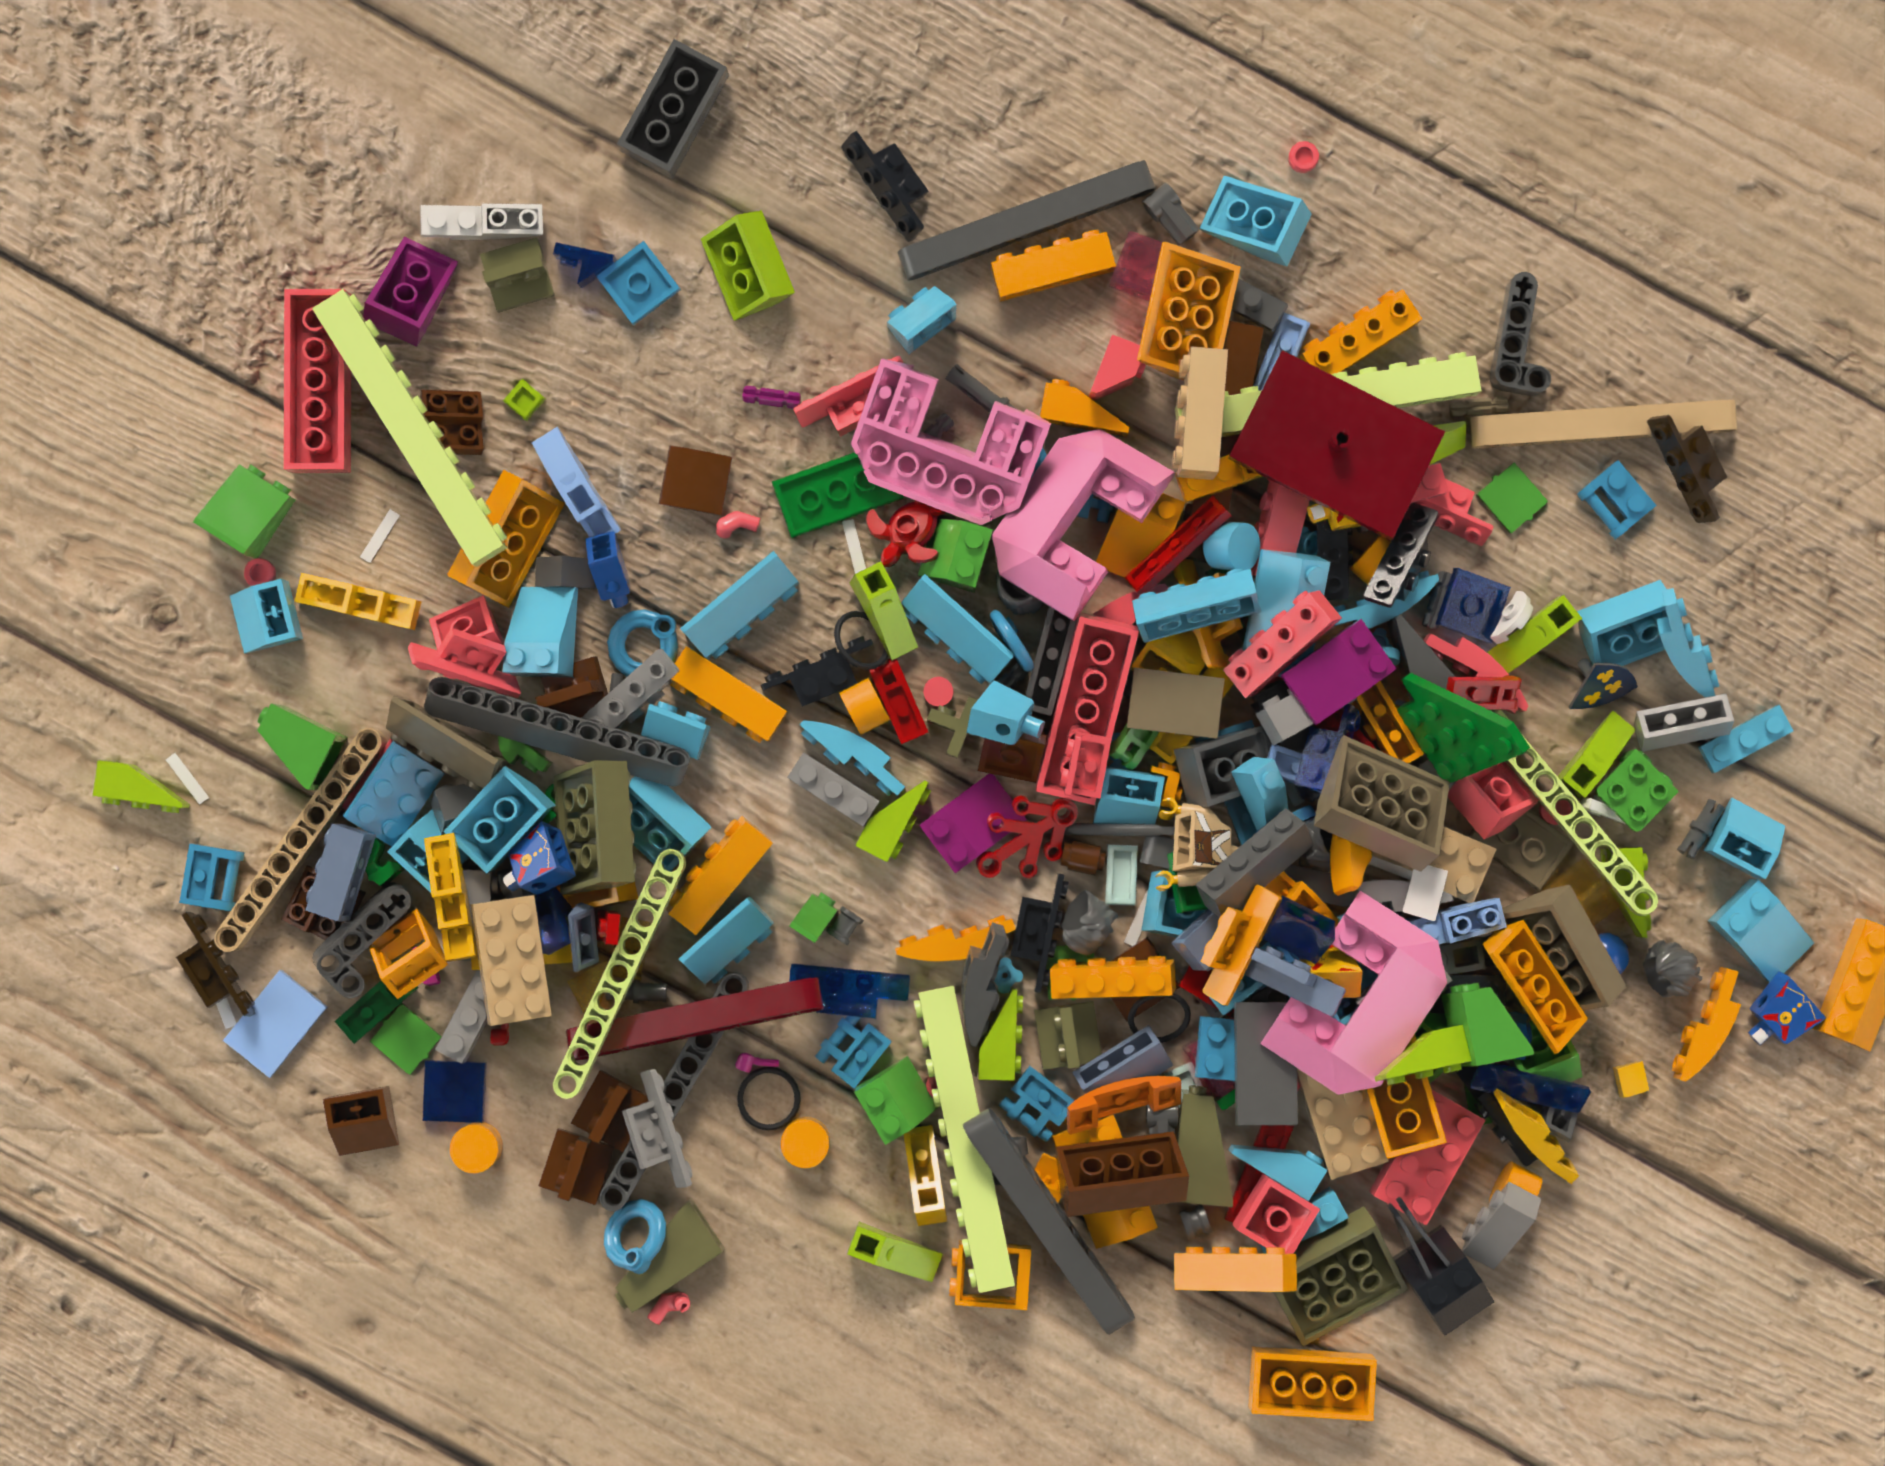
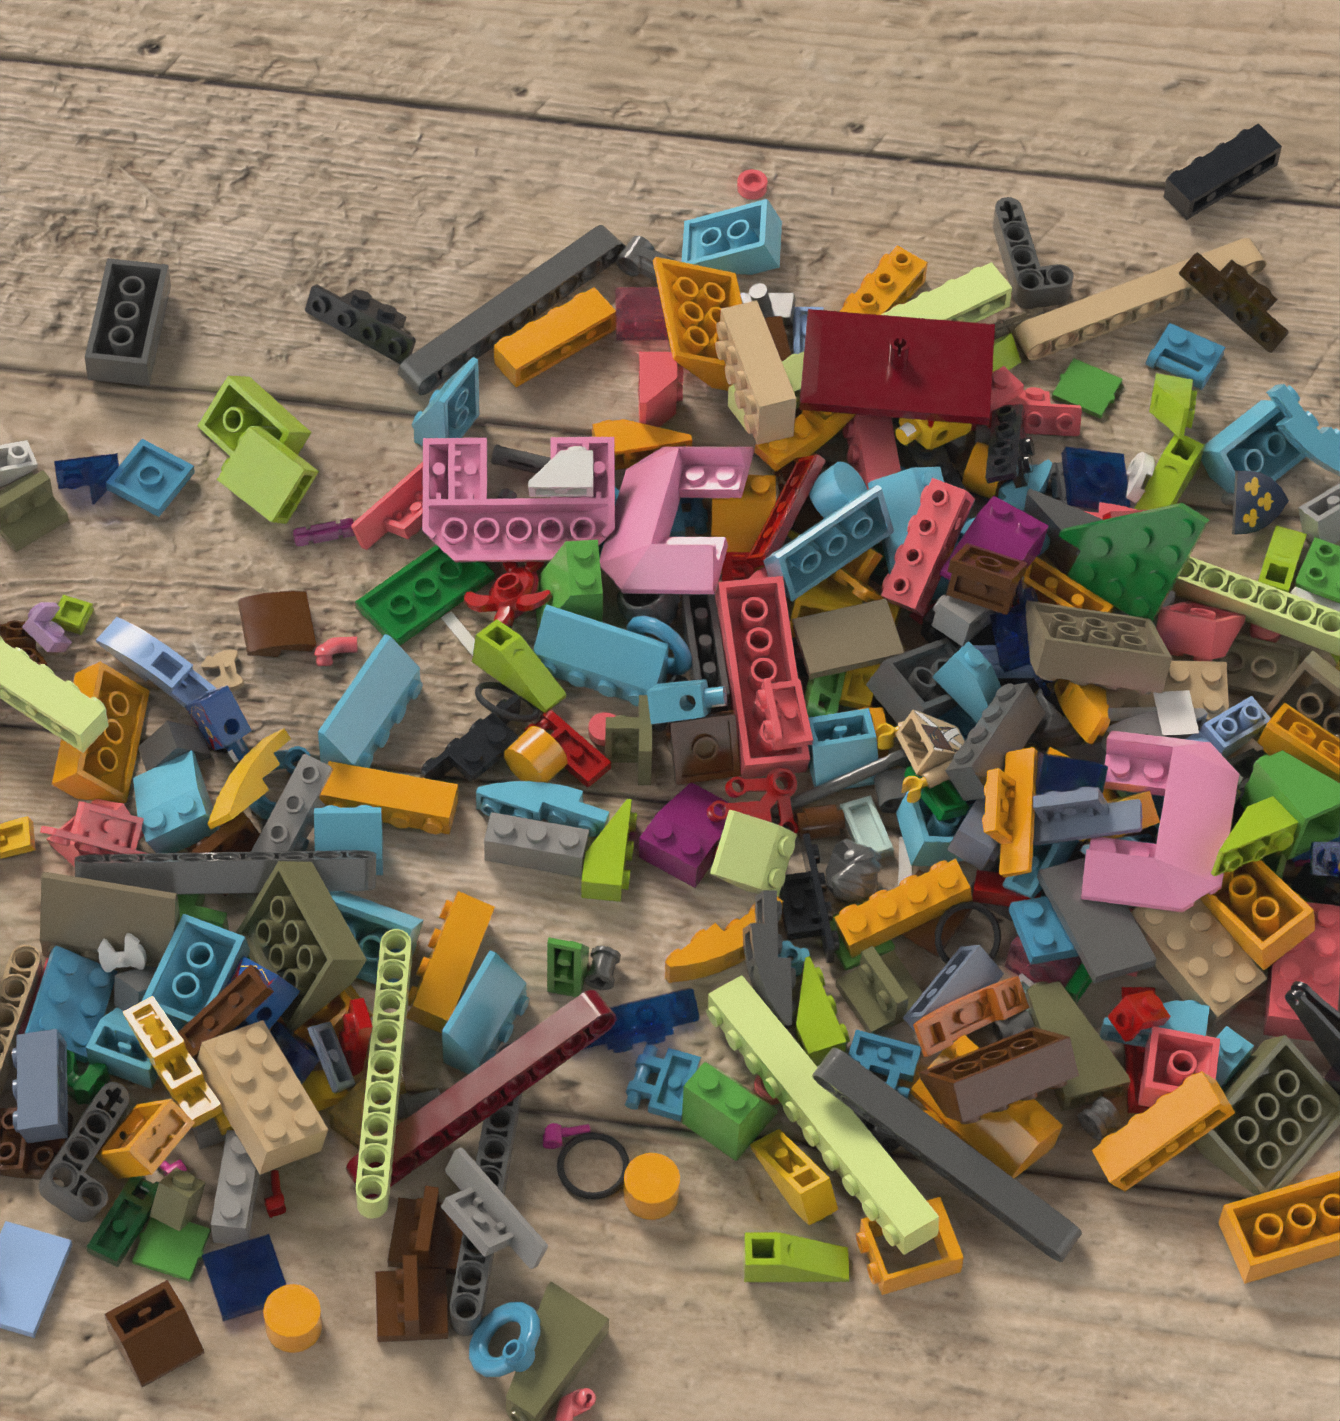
camera: 25 degrees left, 30 degrees down
(419, 1009) = (177, 1199): none -> olive brick
(452, 776) = (133, 954): none -> white piece
(492, 414) = (45, 631): none -> lavender bracket
(504, 878) = (226, 1009): none -> reddish brown plate
(602, 650) = (246, 780): none -> yellow slope
(639, 498) = (225, 662): none -> tan piece
(737, 328) = (267, 475): none -> lime brick
(992, 450) = (565, 475): none -> white slope
(1008, 881) = (753, 853): none -> yellowish green slope
(1115, 578) = (736, 567): none -> red tile
(1262, 1162) = (1138, 1013): none -> red bracket
(1316, 705) = (985, 577): none -> reddish brown bracket
(1574, 559) = (1173, 402): none -> lime slope
(1745, 310) = (1222, 171): none -> black brick

